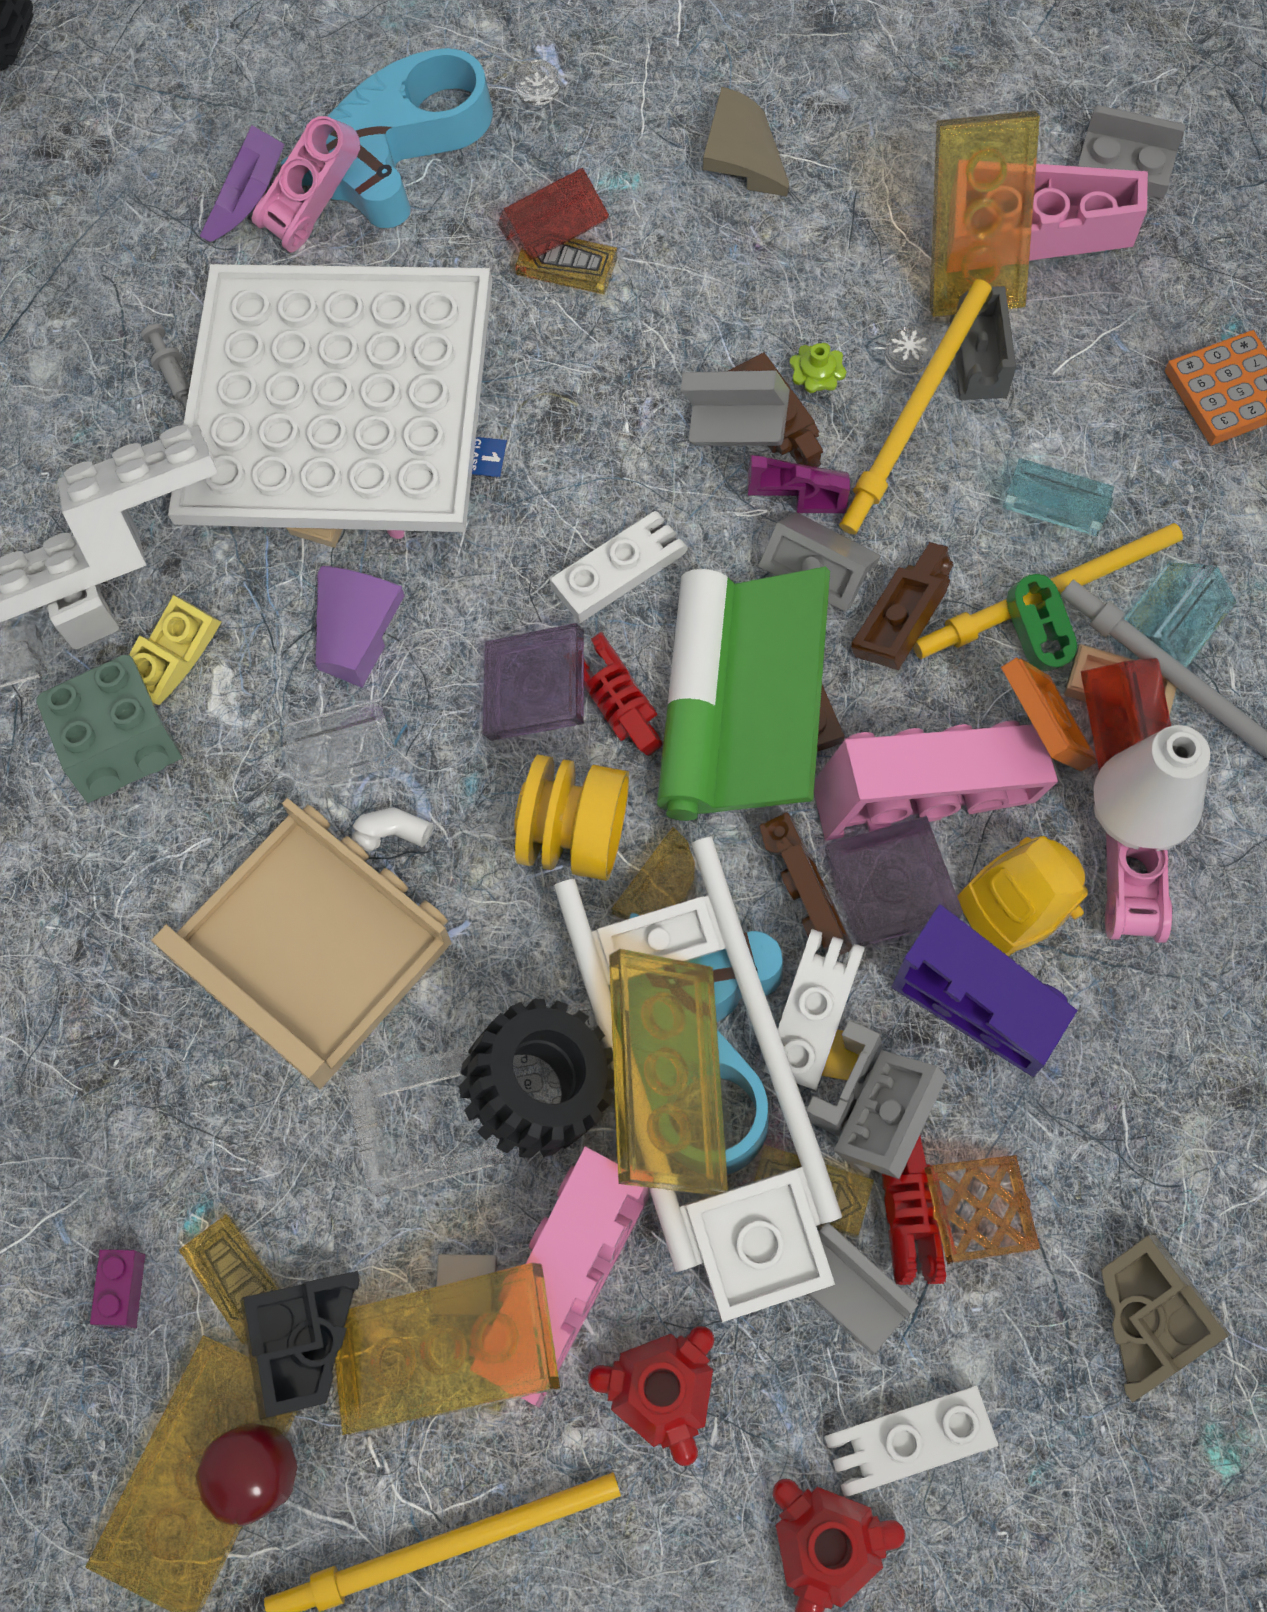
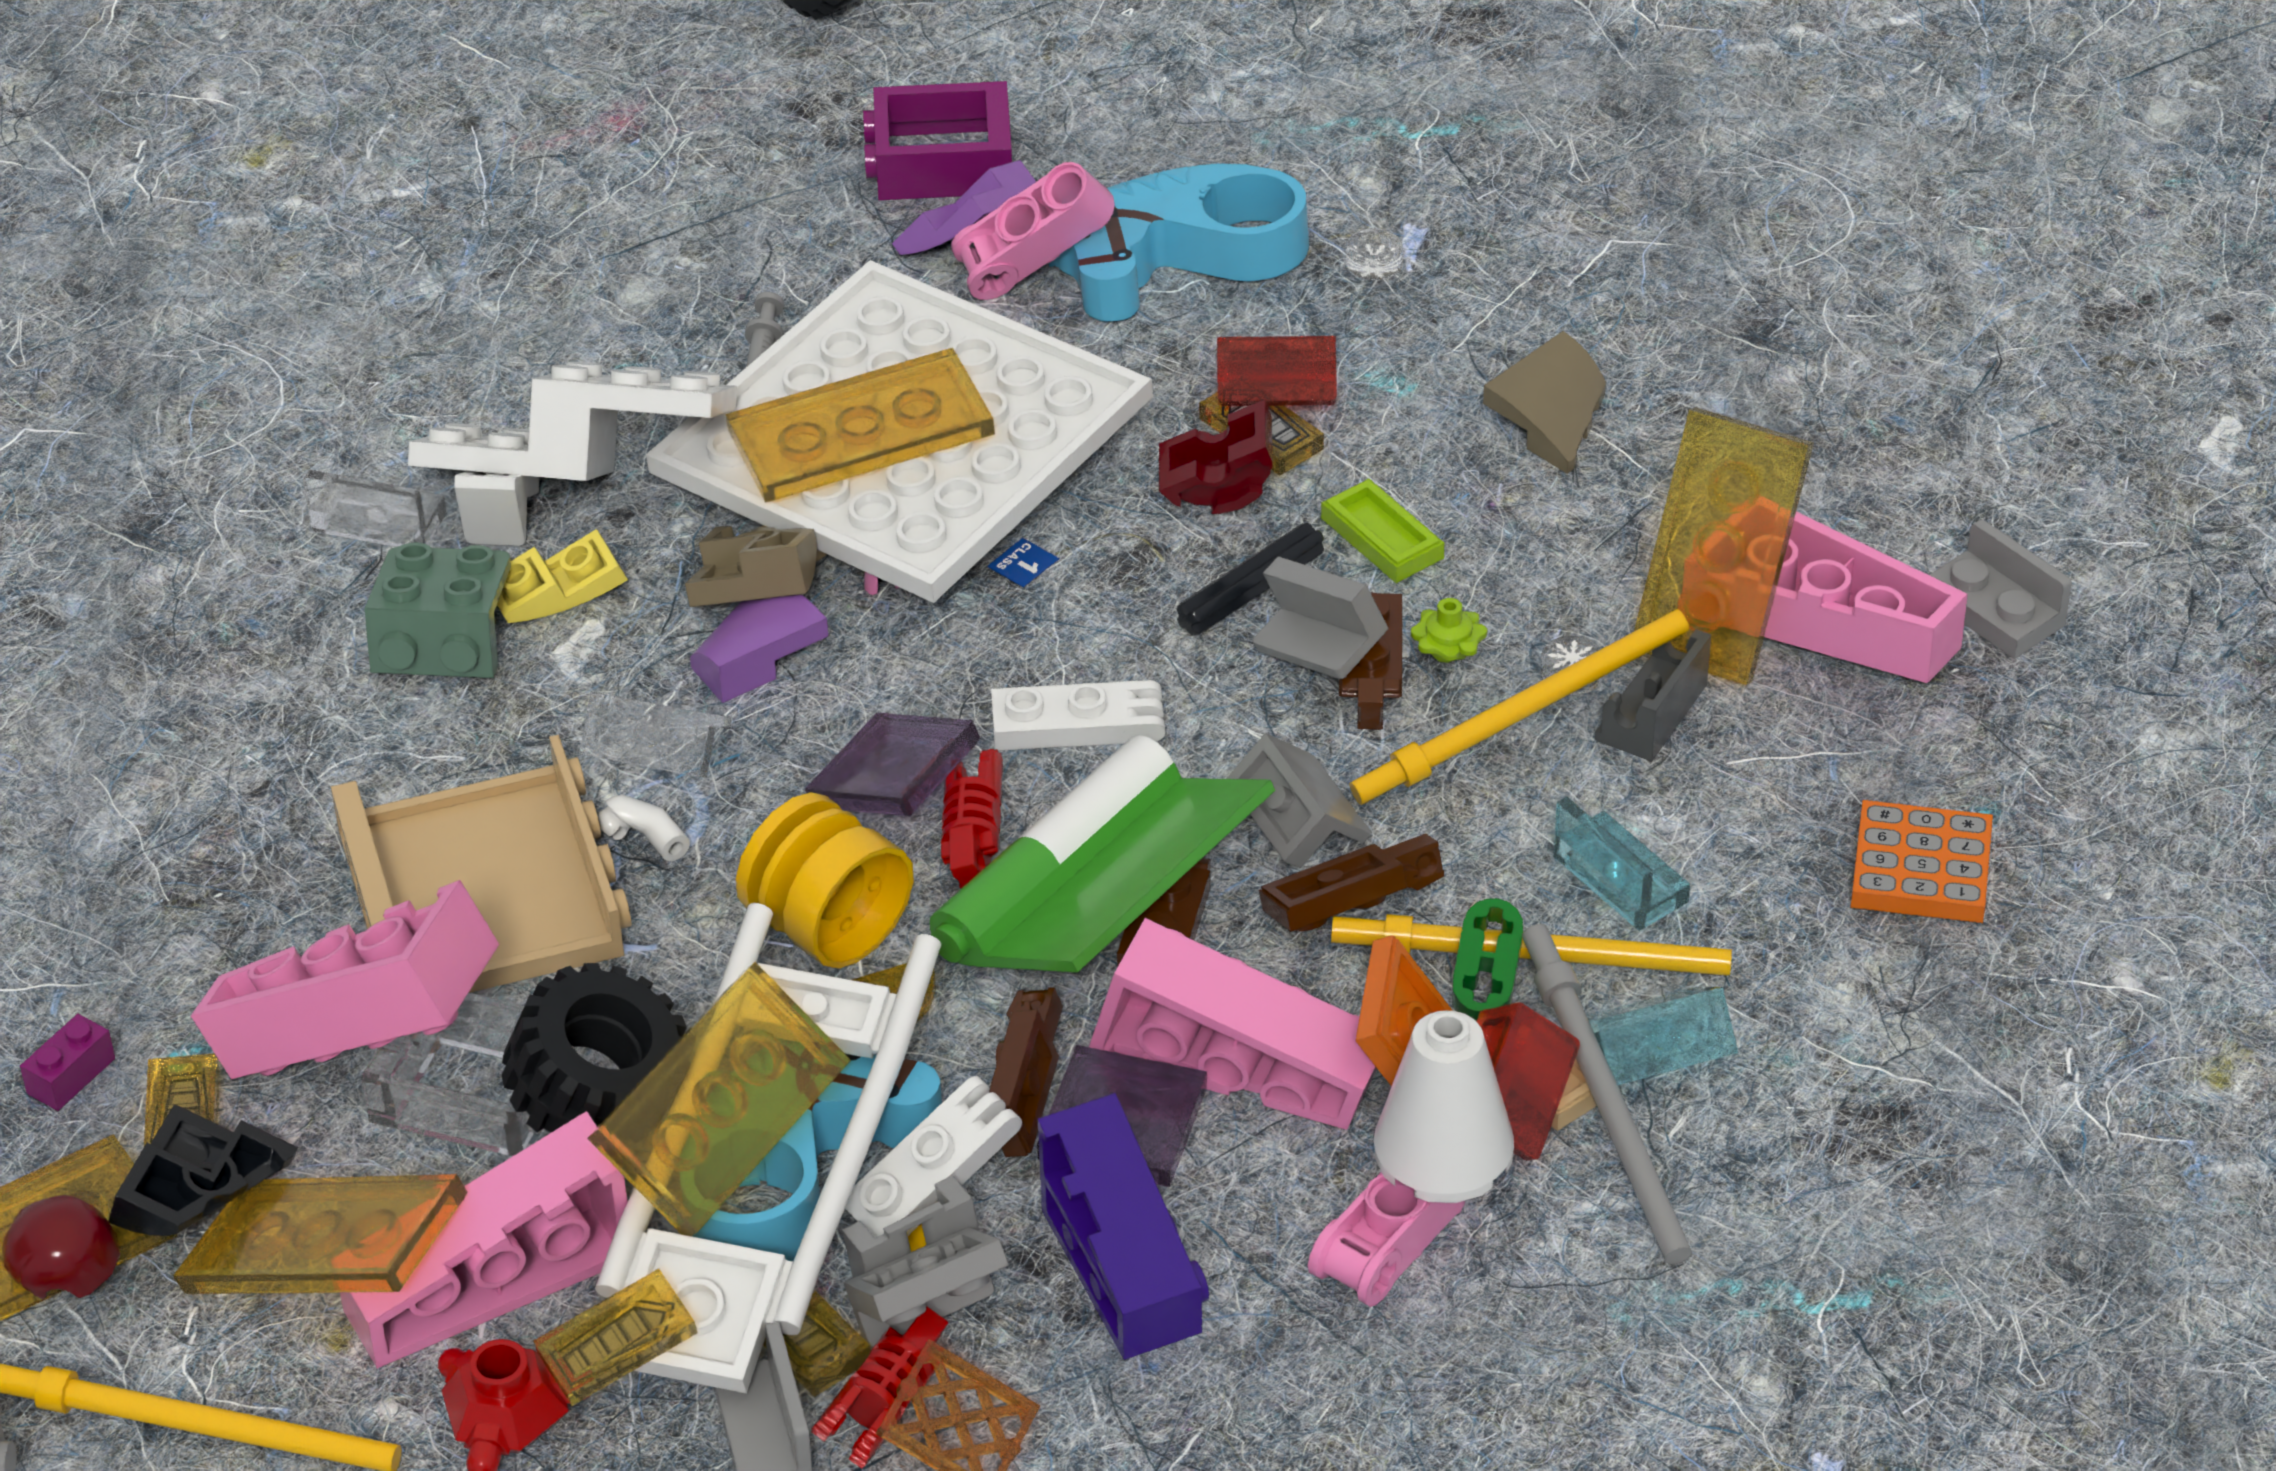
camera: 30 degrees right, 25 degrees down
(191, 158) = (935, 109): none -> magenta window
(310, 566) = (753, 565): none -> dark tan slope
(312, 413) = (859, 424): none -> clear yellow tile
(324, 1123) = (349, 988): none -> bright pink wedge
(573, 309) = (1219, 468): none -> dark red cylinder
(652, 392) = (1246, 580): none -> black axle
(707, 305) = (1382, 530): none -> lime tile
(727, 1311) = (615, 1337): none -> clear yellow tile
(814, 487) = (1342, 731): magenta slope -> none
(1025, 894) = (1252, 1183): yellow helmet -> none

